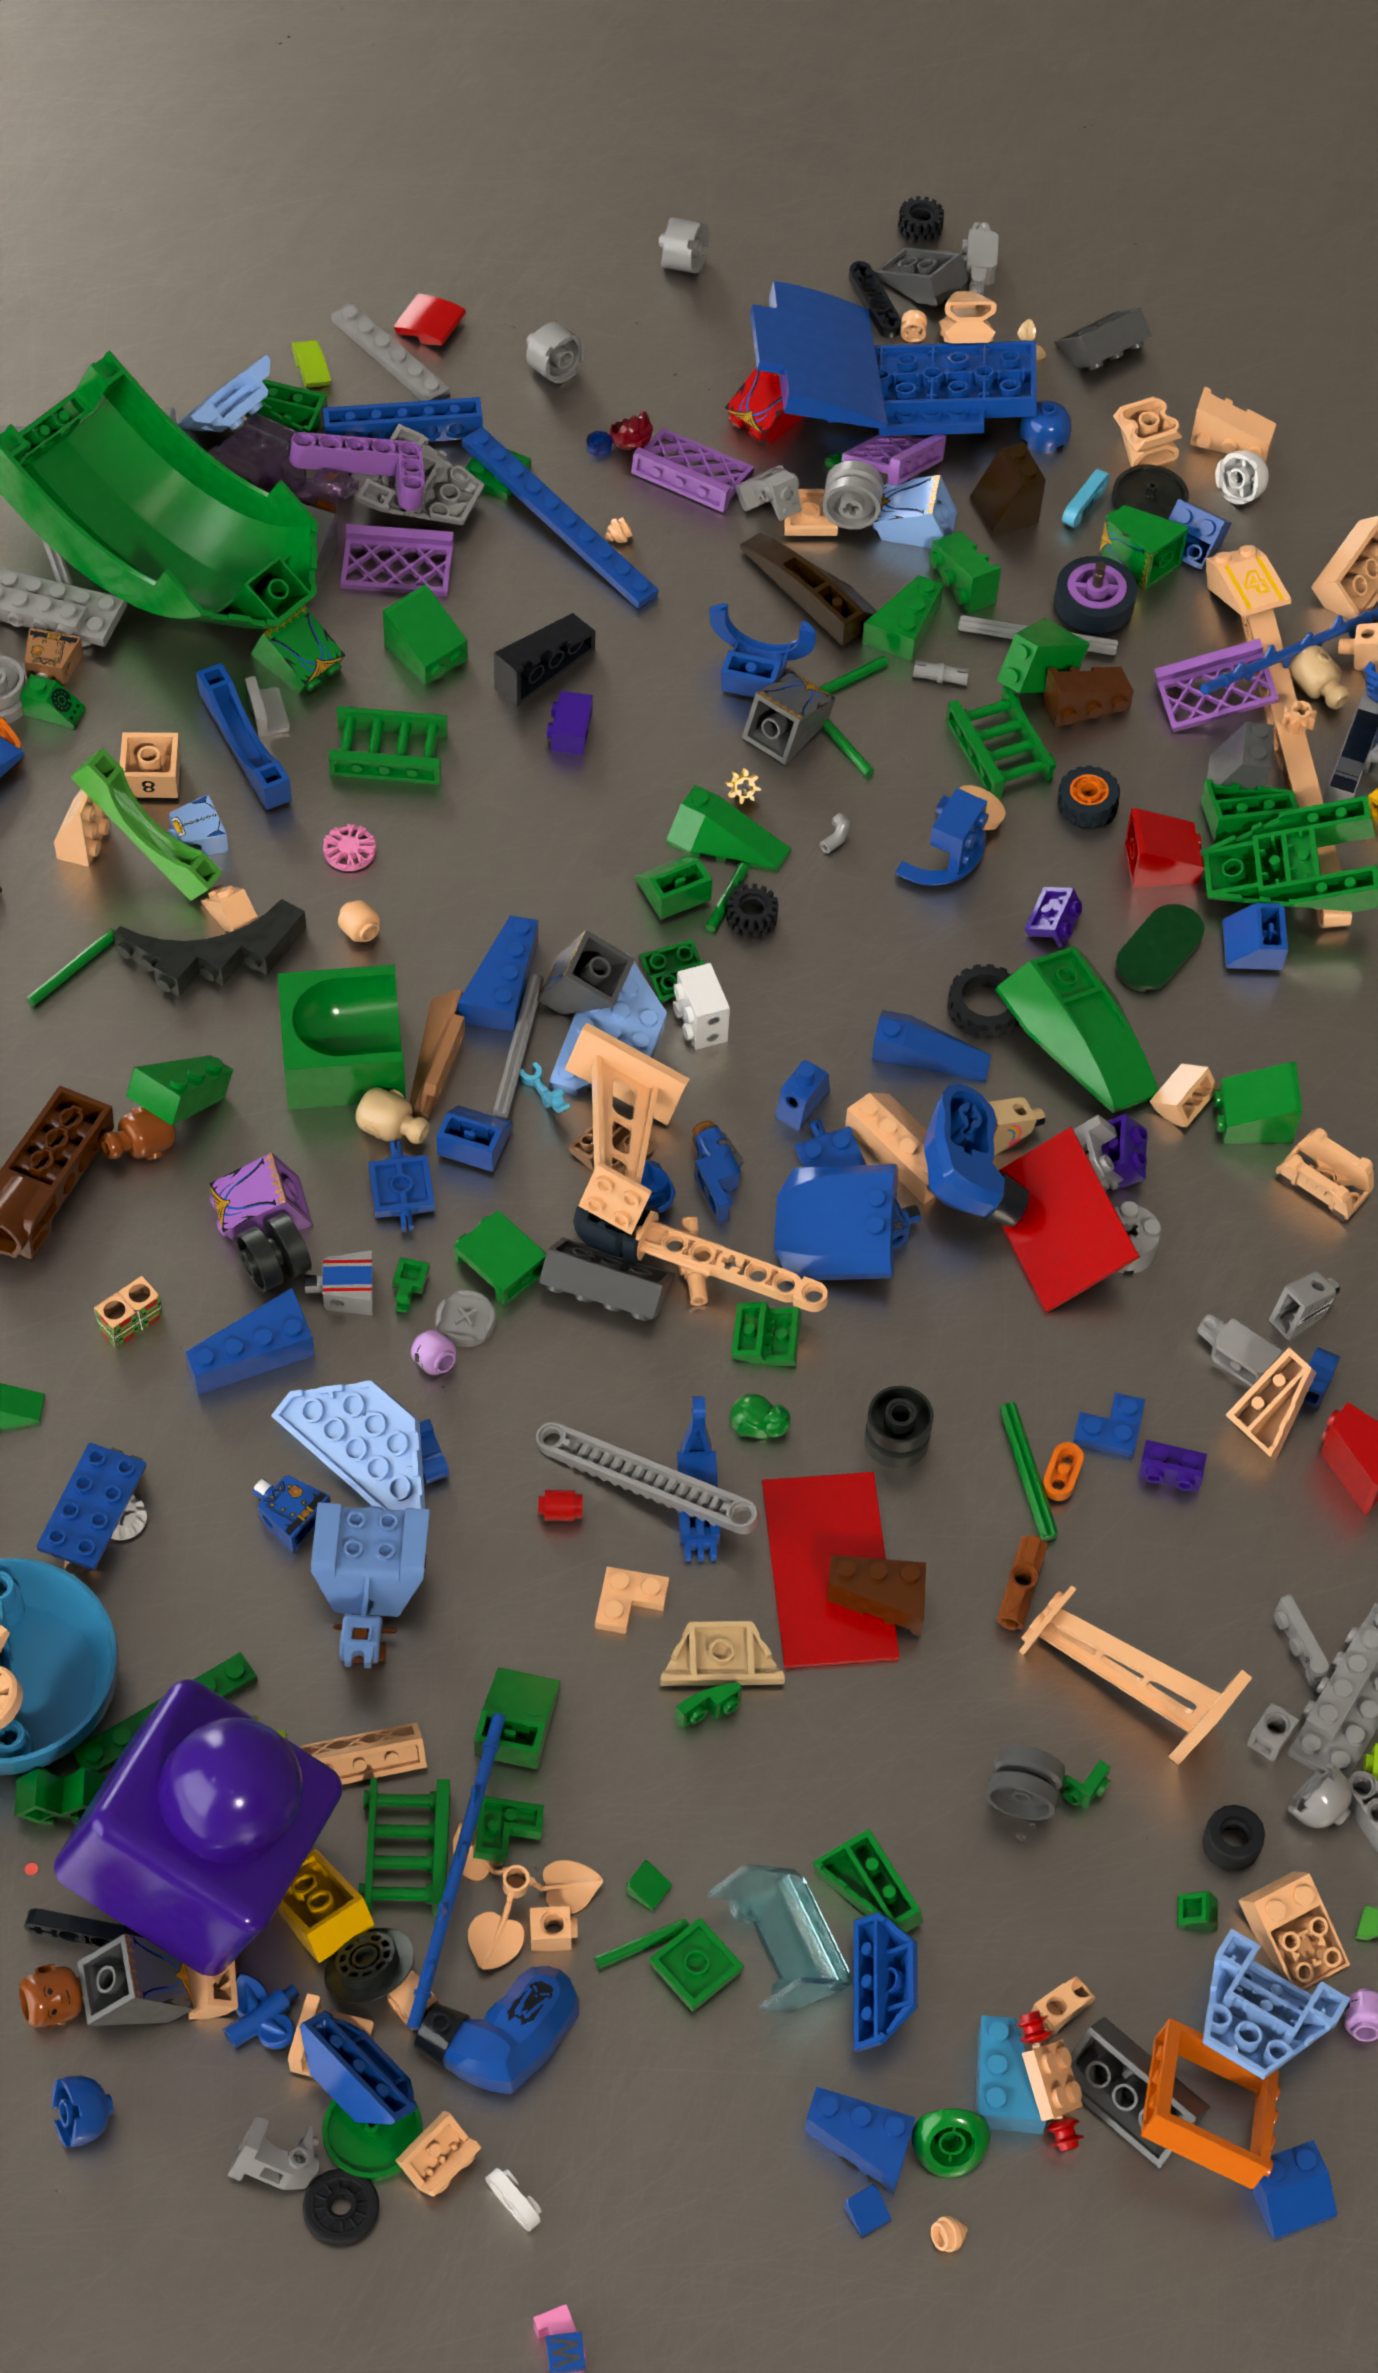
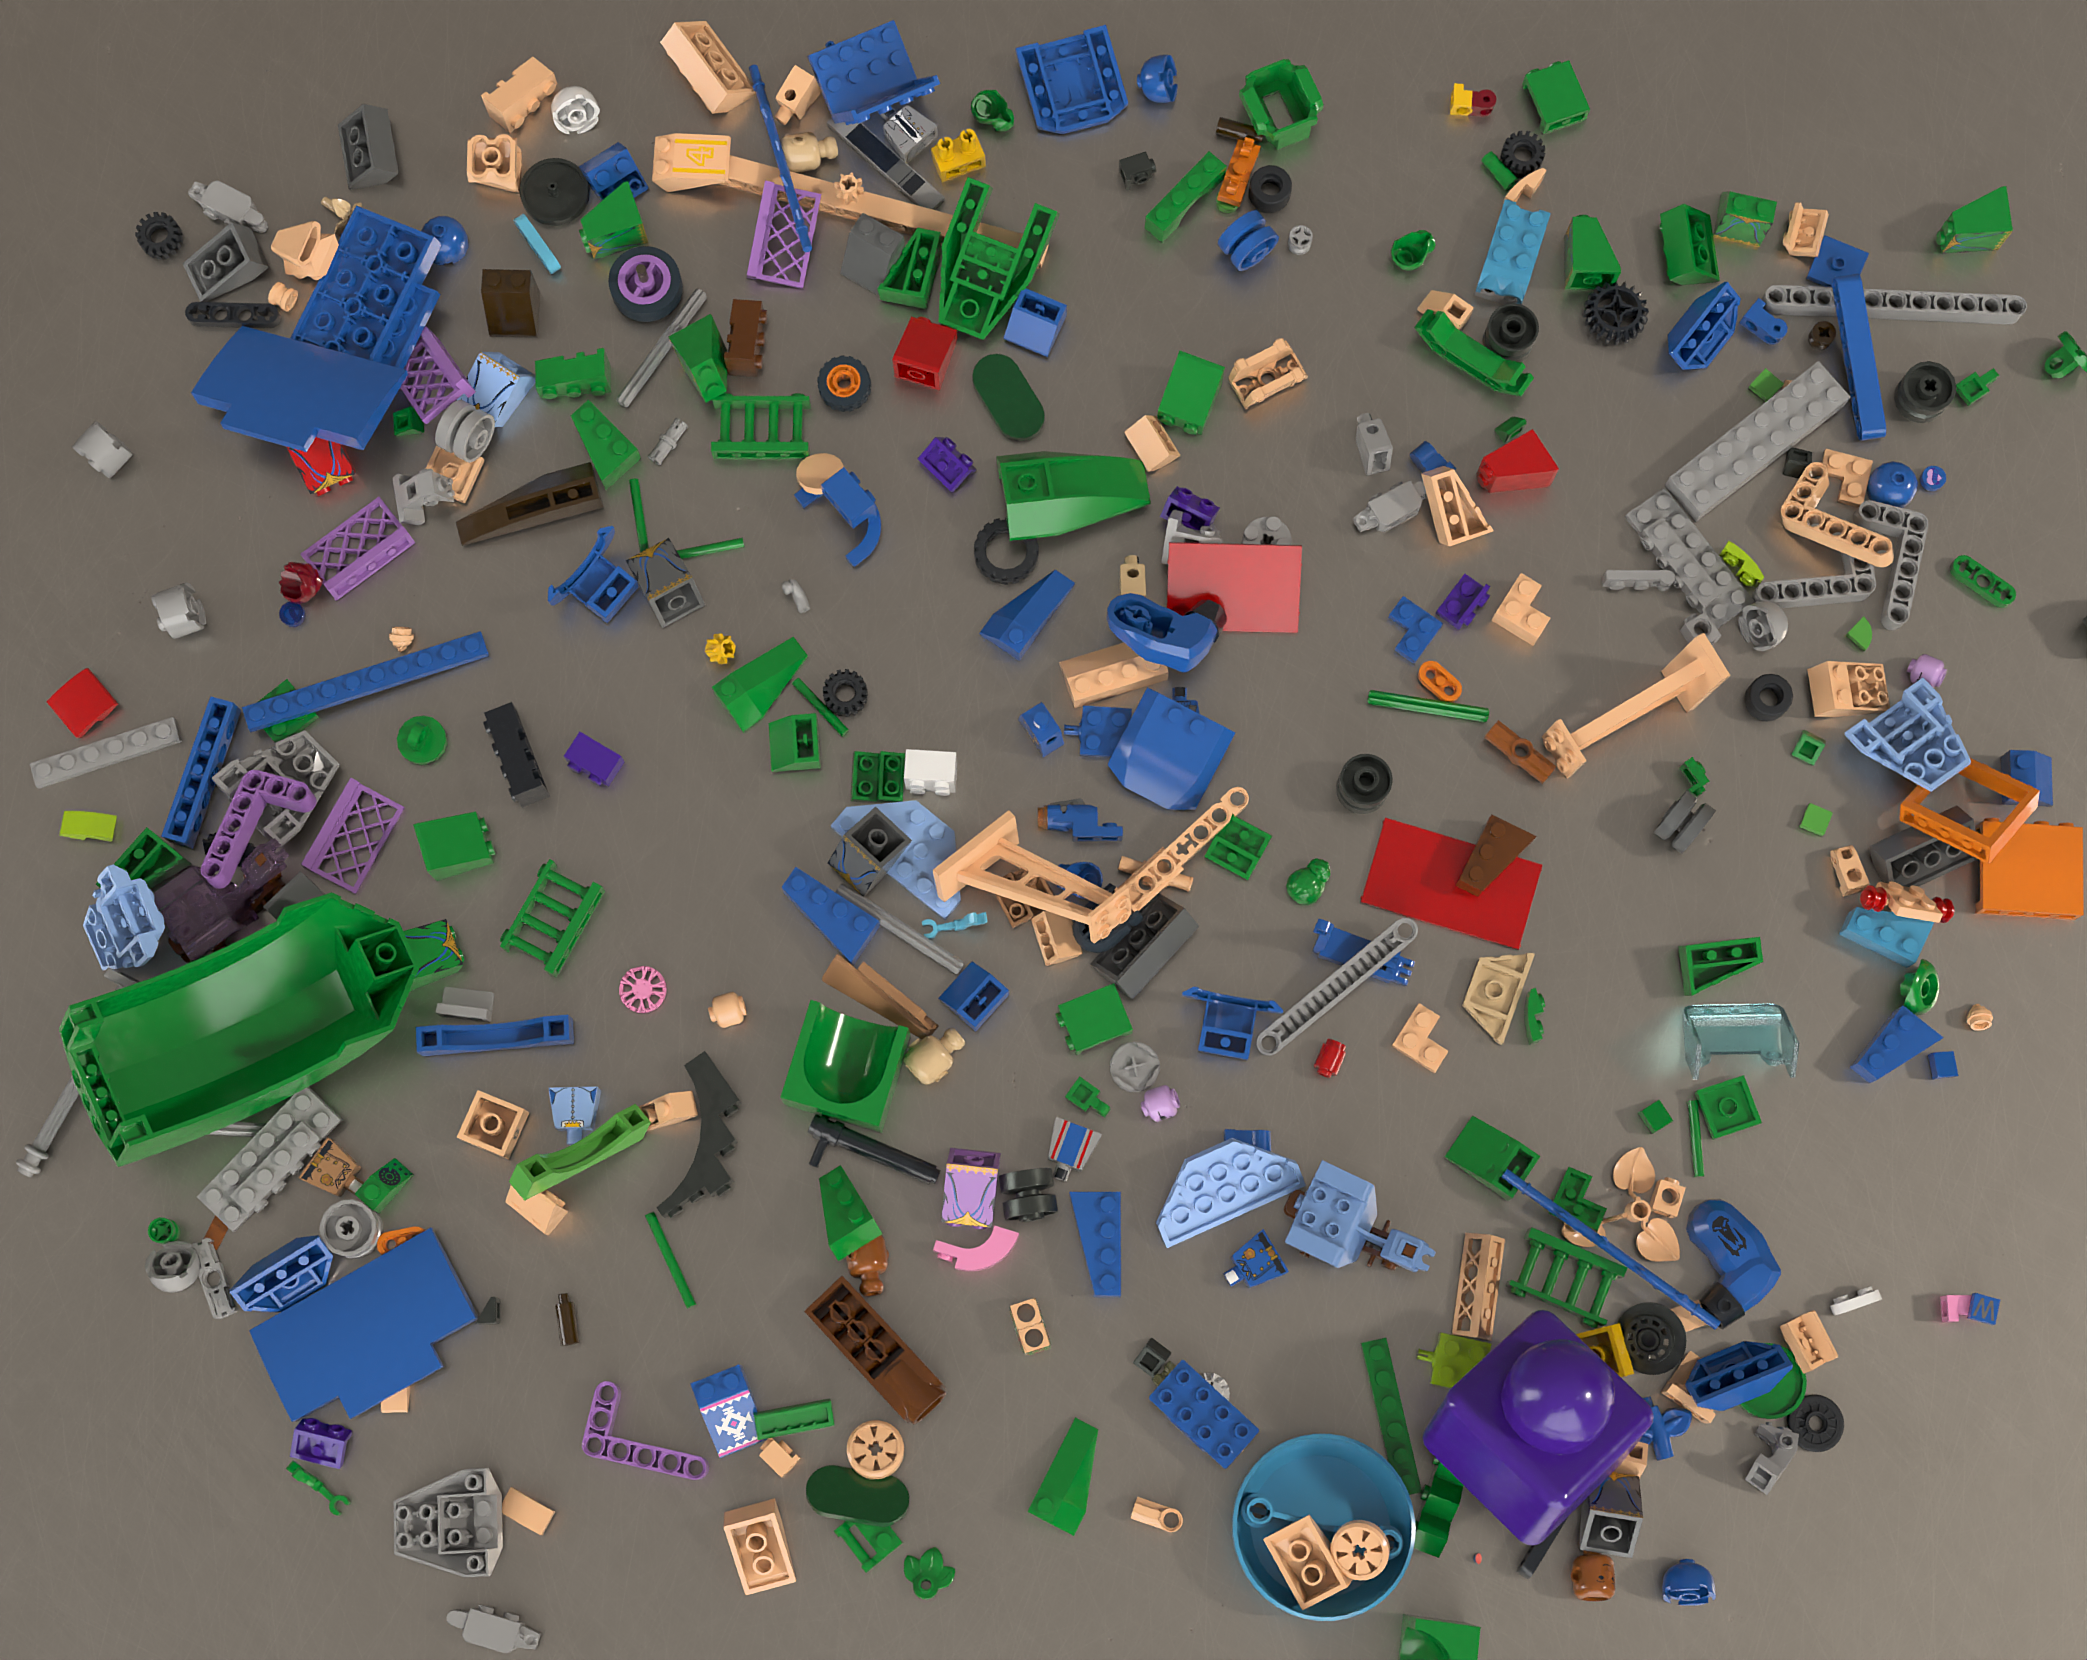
camera: 65 degrees left, 20 degrees up
(143, 1444) = (1152, 1357): none -> pearl dark grey slope
(193, 1245) = (981, 1257): none -> bright pink arch
(267, 1064) = (838, 1135): none -> black cylinder
(401, 1186) = (996, 1071): blue plate -> none
(522, 582) = (422, 740): none -> green tile
(554, 1386) = (1229, 1022): none -> blue piece
(568, 1192) = (1055, 938): none -> light nougat brick
(882, 1979) = (1798, 984): blue wedge -> none
(1109, 1949) = (1816, 819): none -> bright green tile
(1171, 2231) = (2034, 872): none -> orange panel
(1193, 1519) = (1517, 614): none -> light nougat brick

